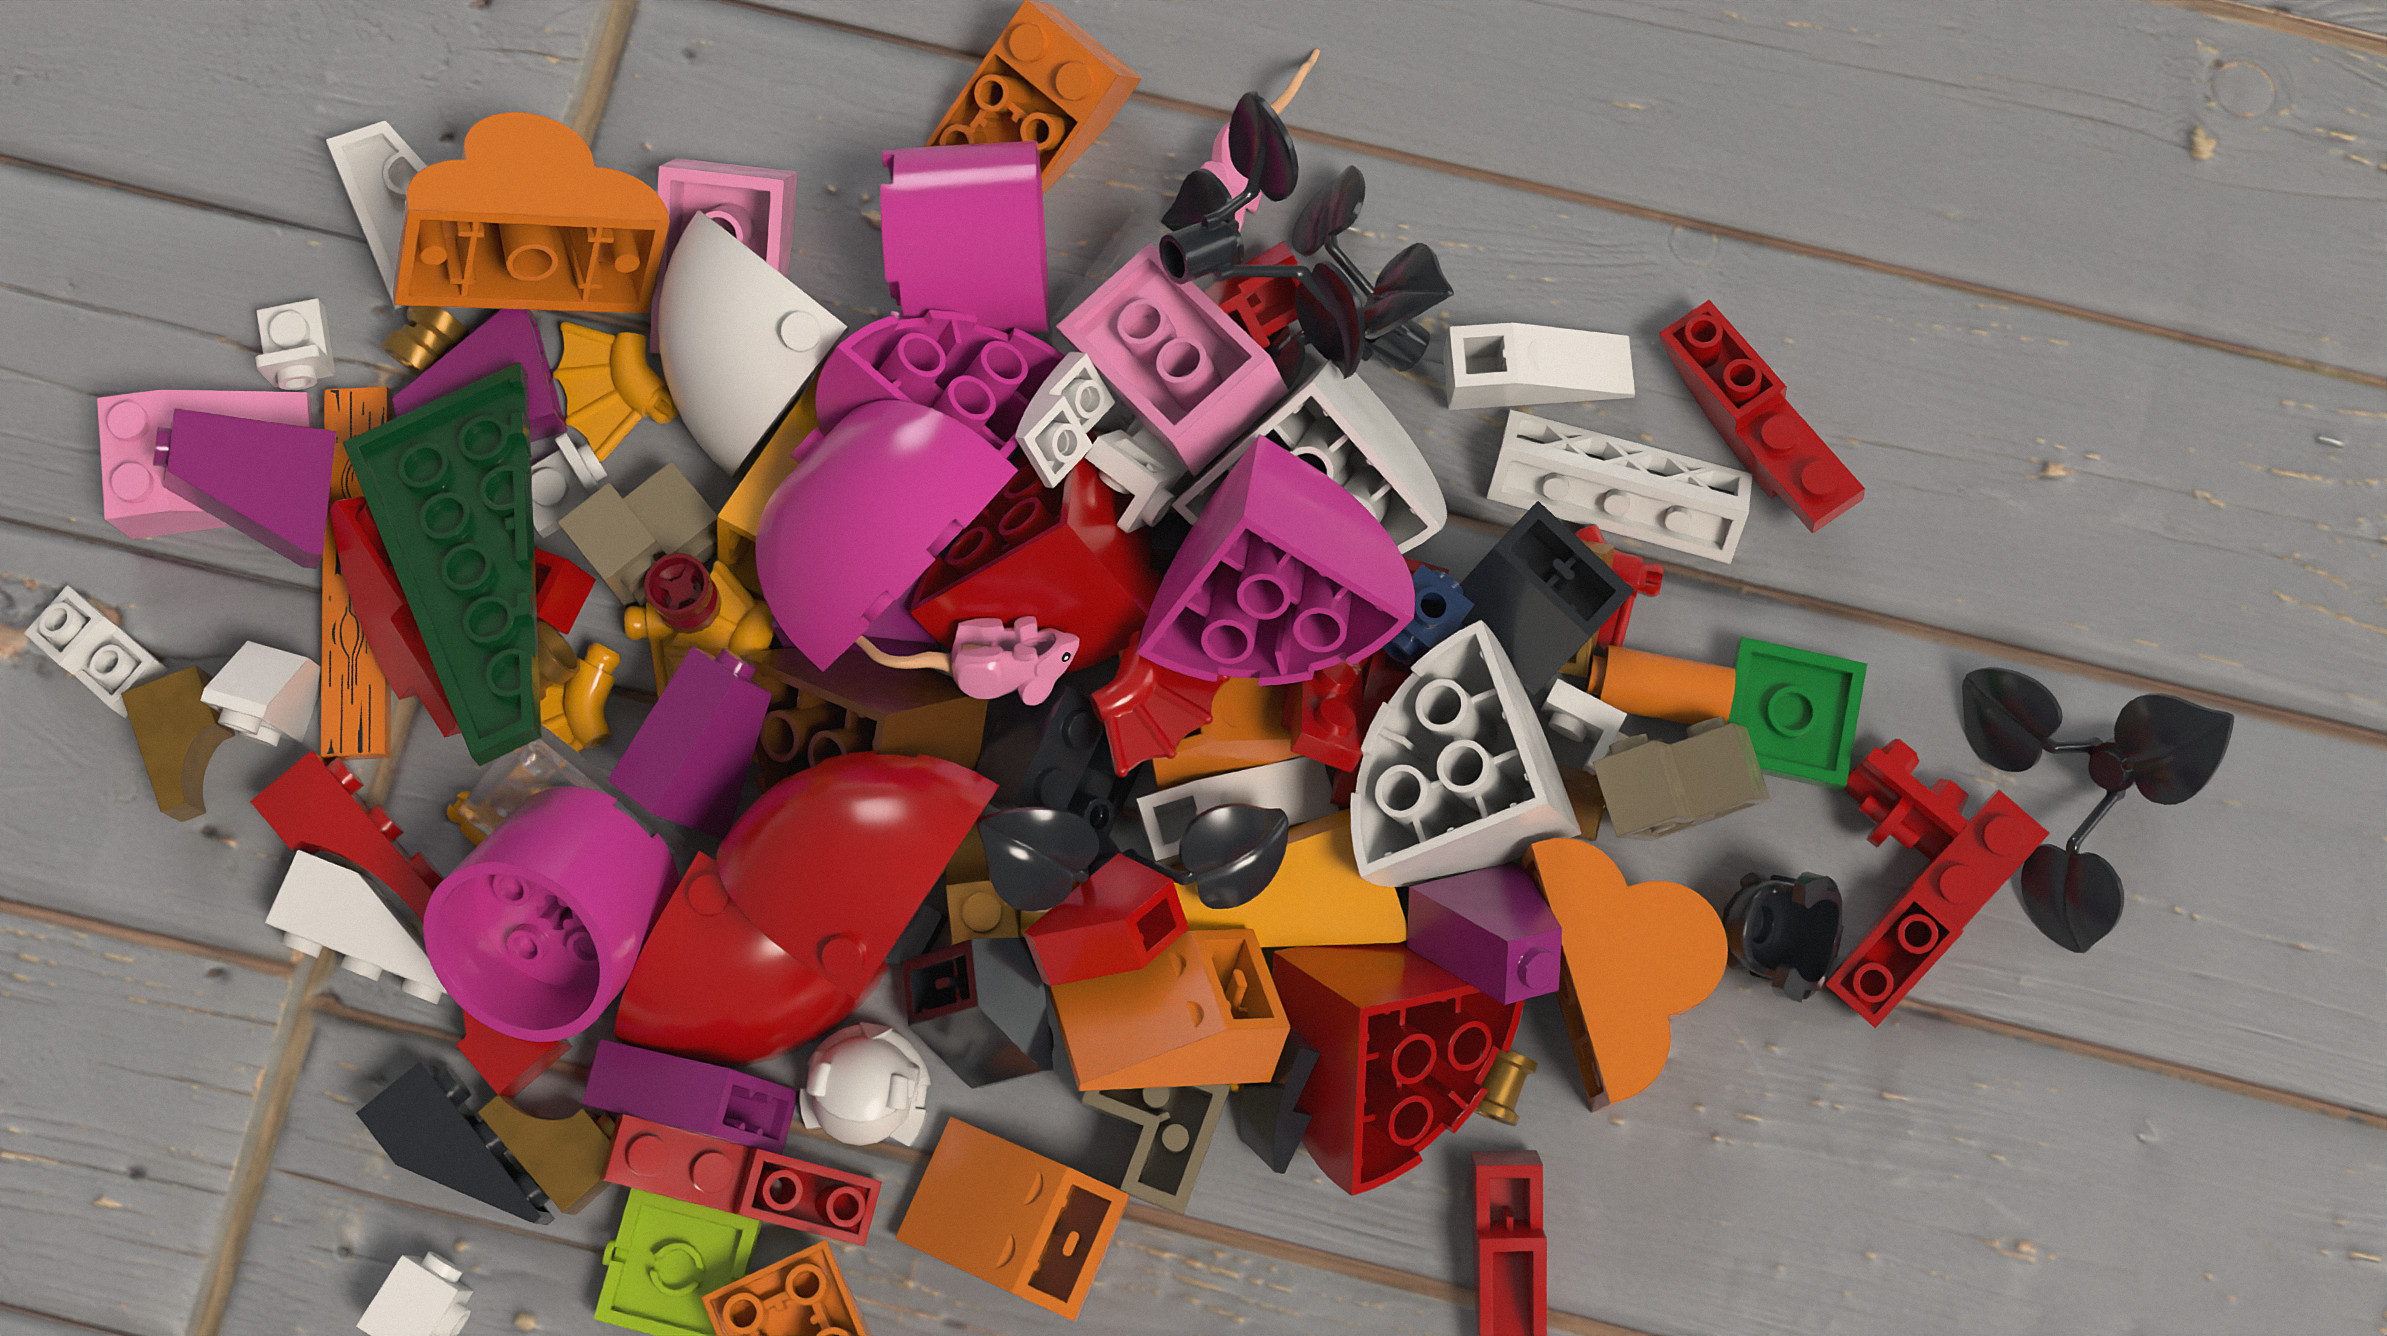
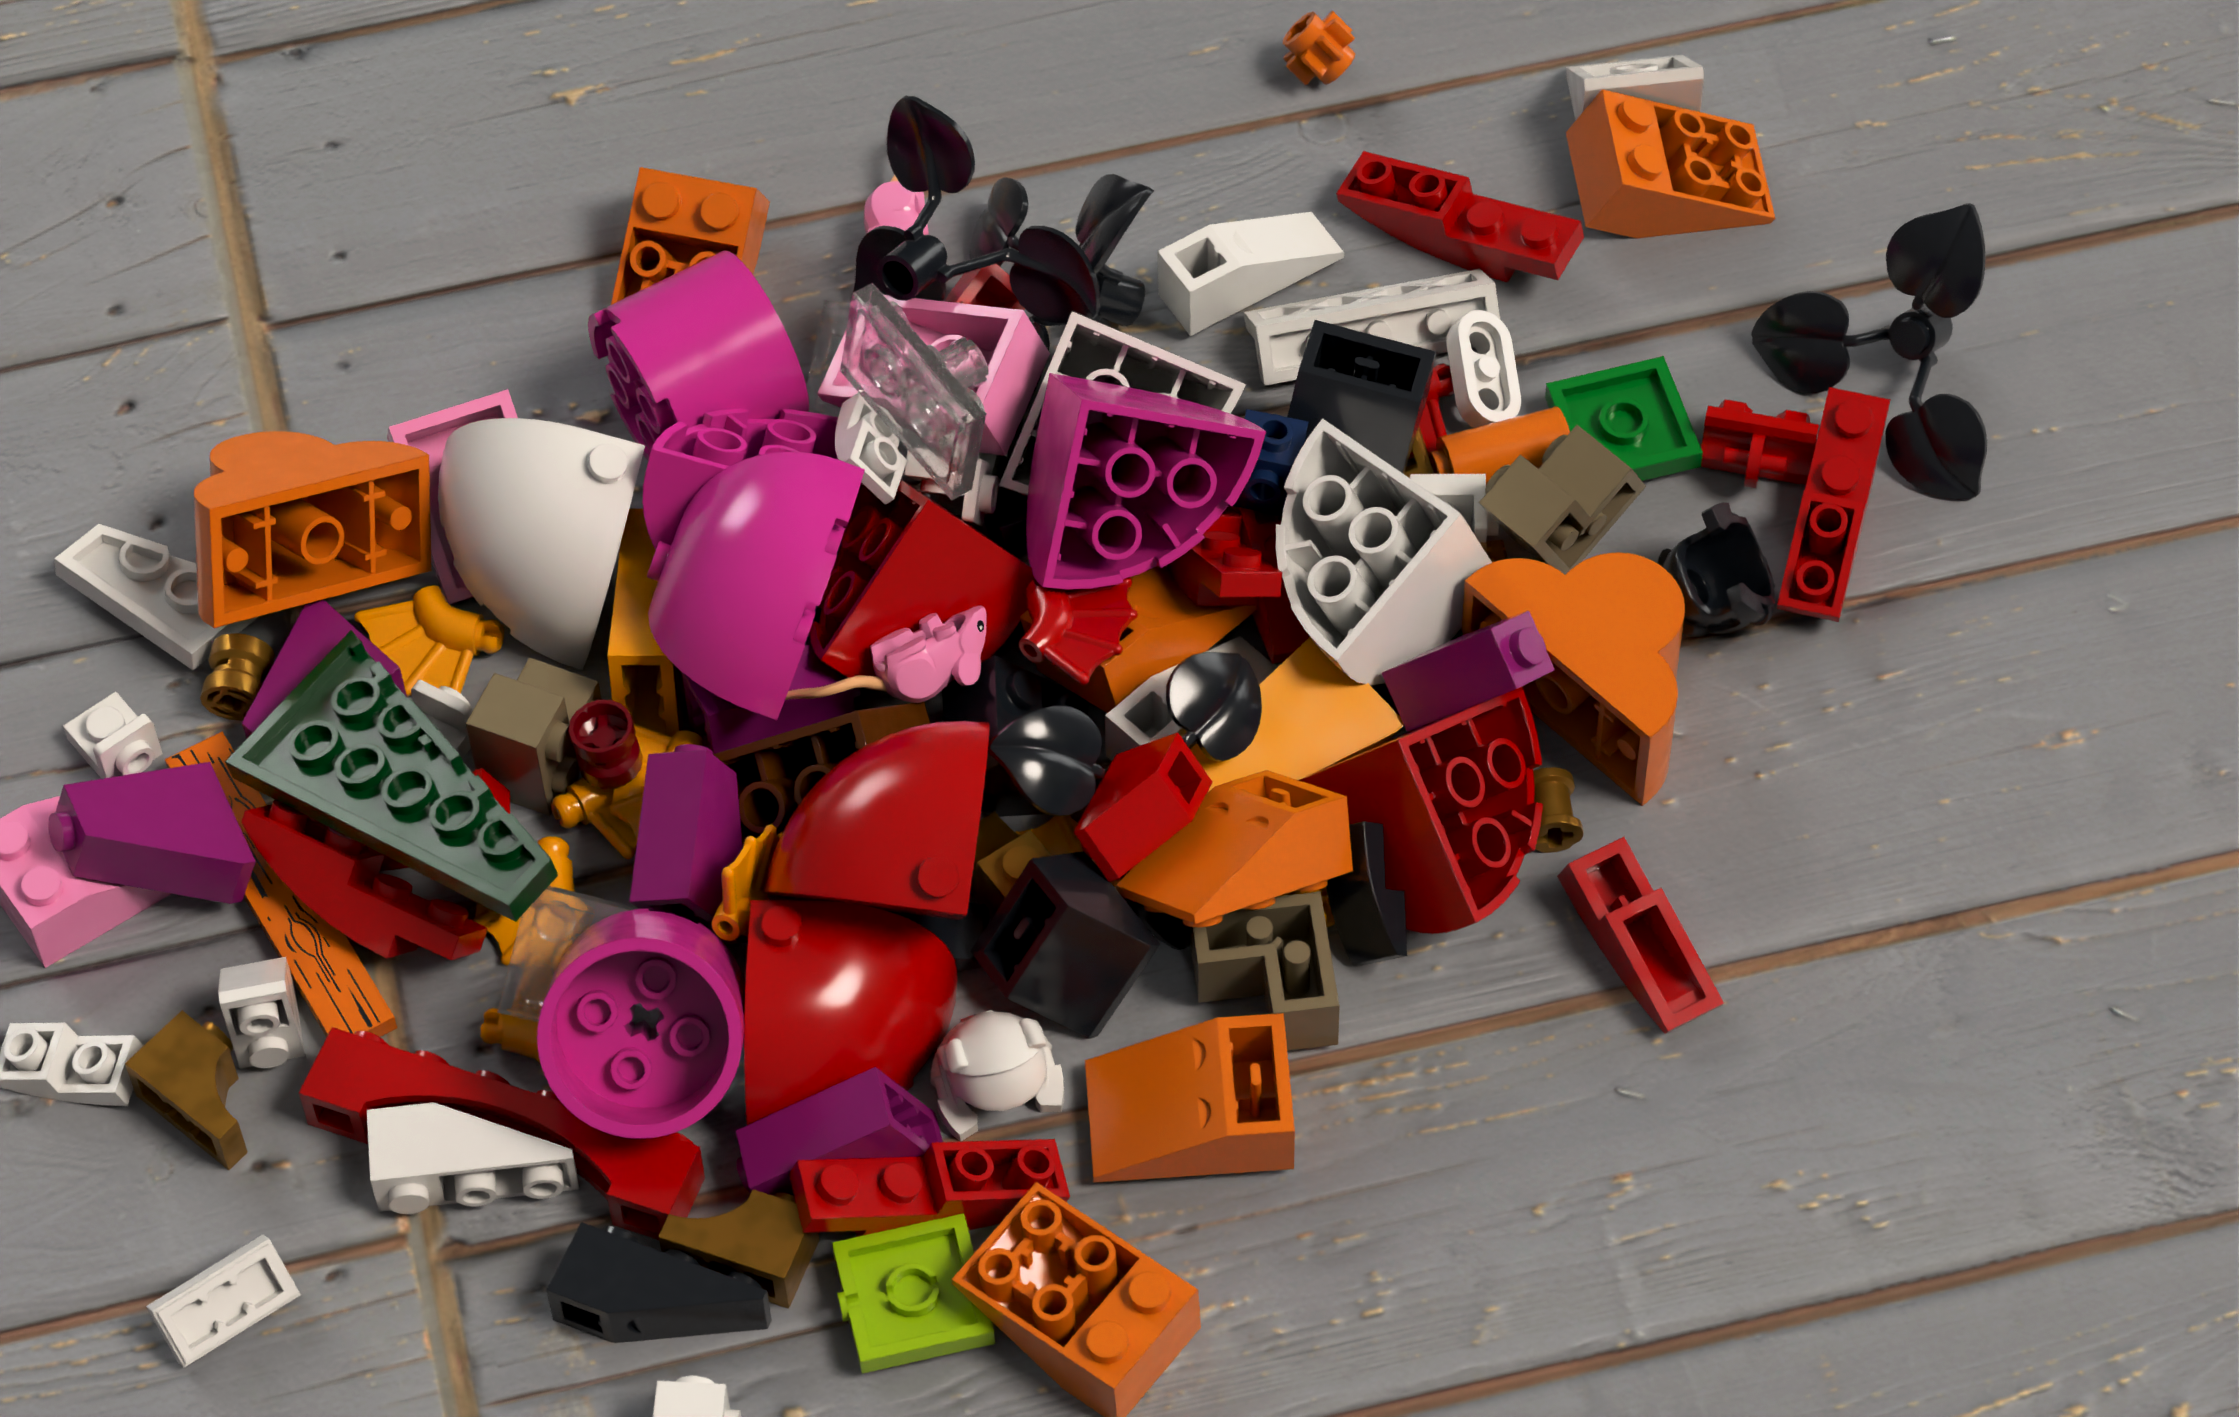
camera: 25 degrees left, 20 degrees down
(99, 960) = (223, 1300): none -> white plate
(711, 824) = (744, 882): none -> light orange arm
(1126, 396) = (917, 388): none -> clear plate
(1694, 596) = (1485, 375): none -> white plate
(1729, 166) = (1318, 48): none -> orange gear
(1984, 460) = (1665, 169): none -> orange slope
(2001, 360) = (1660, 79): none -> white slope

